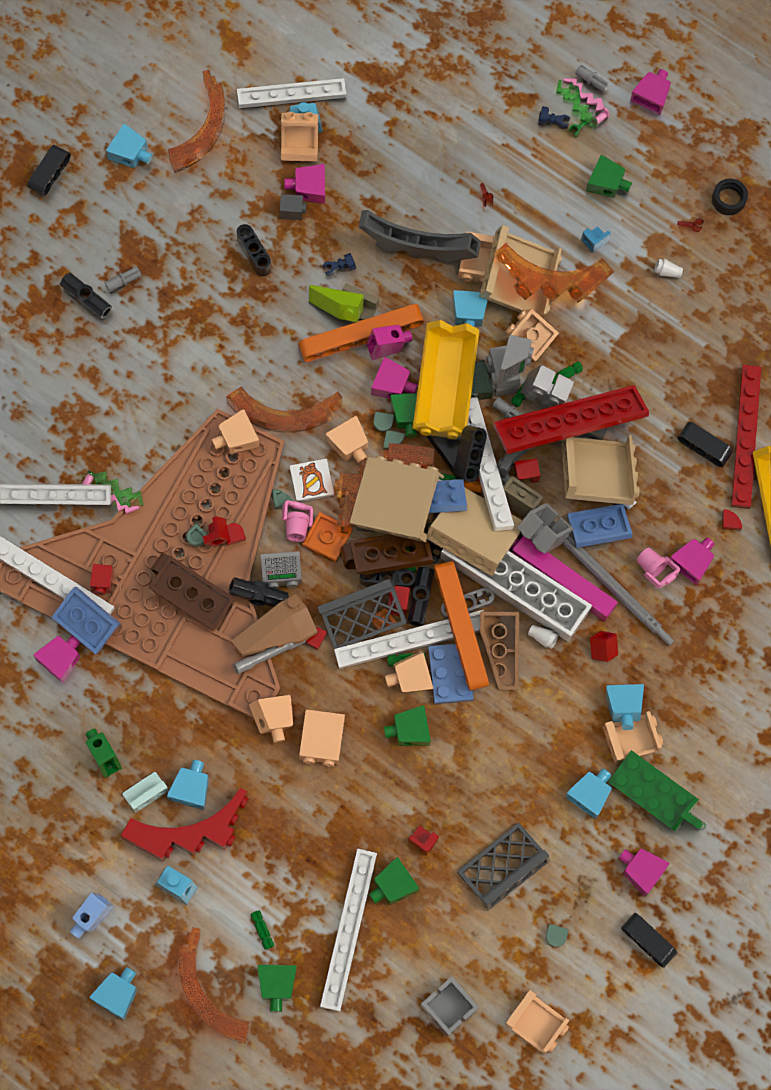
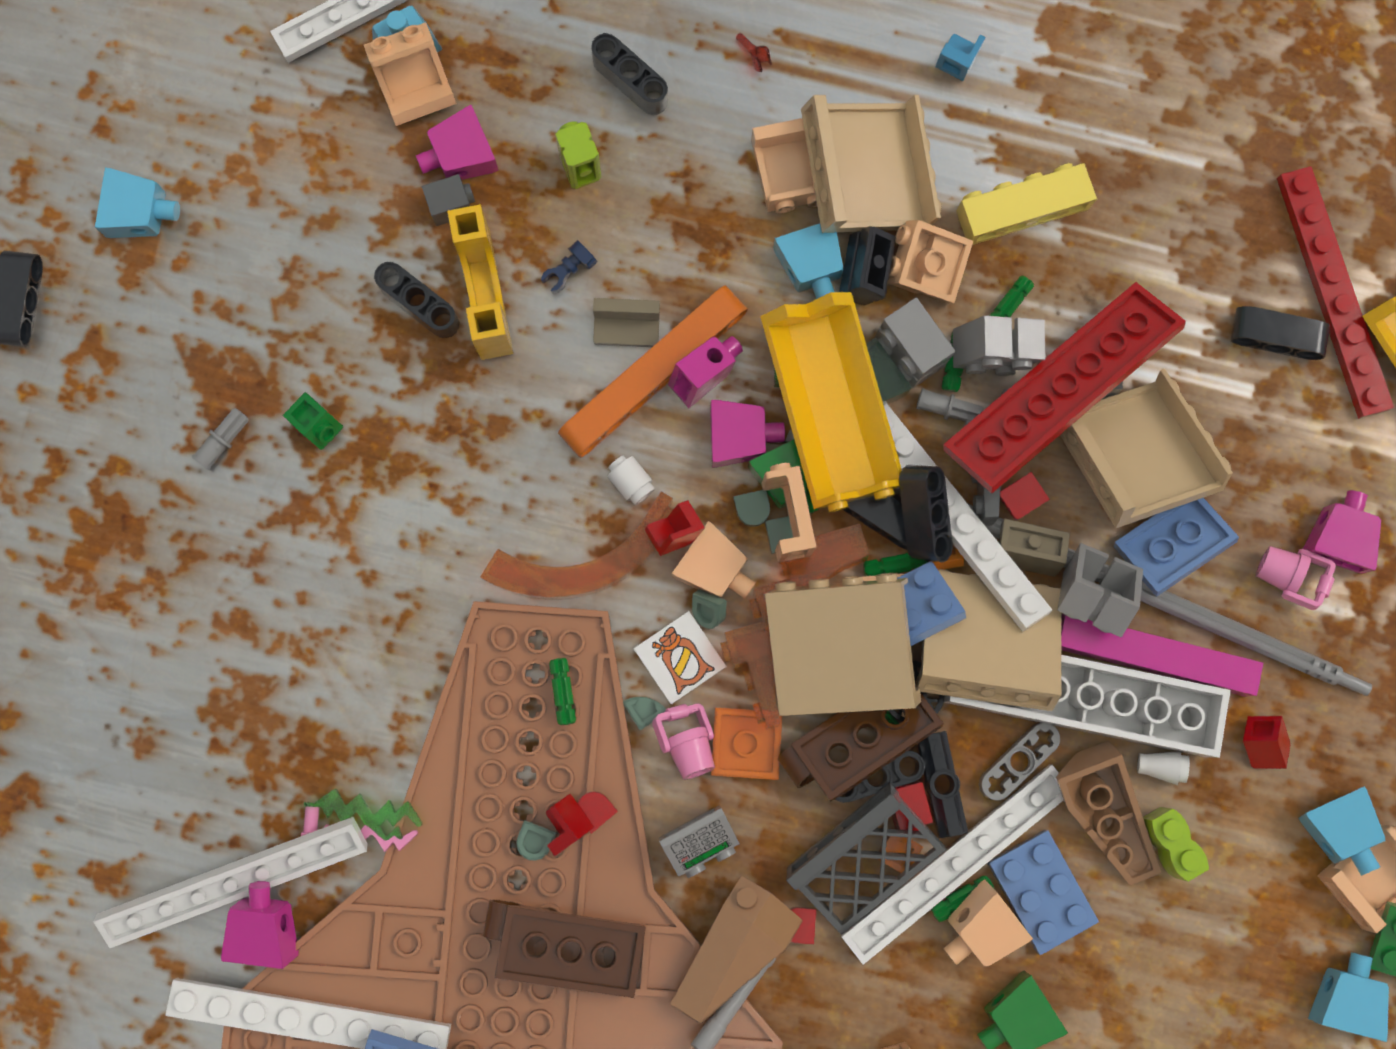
camera: 25 degrees left, 10 degrees up
(39, 521) = (260, 930): none -> dark pink torso
(93, 302) = (152, 489): black piece -> none
(101, 579) = (408, 989): red brick -> none
(174, 289) = (313, 421): none -> green bracket
(204, 140) = (253, 144): clear orange arch -> none
(236, 434) = (525, 637): light nougat torso -> none
(243, 469) = (562, 691): none -> green axle
(257, 592) = (678, 898): black piece -> none
(287, 267) = (487, 310): none -> yellow arch
(325, 381) = (630, 479): none -> white brick
(337, 302) = (597, 336): lime slope -> none
(337, 413) = (675, 530): none -> red panel
(337, 461) = (708, 609): none -> sand green tile
(369, 201) = (578, 154): none -> lime brick
(395, 439) = (803, 539): none -> light nougat panel
(414, 173) = (626, 60): none -> black beam
(417, 243) = (683, 180): dark grey arch -> none
(461, 625) = (1033, 812): orange beam -> none
(497, 323) = (868, 265): none -> black brick
(516, 357) = (937, 320): light grey slope -> none
(528, 669) = (1176, 849): none -> lime brick
(552, 283) = (936, 163): clear orange arch -> none
(596, 326) = (1026, 203): none -> light yellow brick
(667, 269) = (1094, 61): white cone -> none
(731, 521) = (1371, 443): red tile -> none

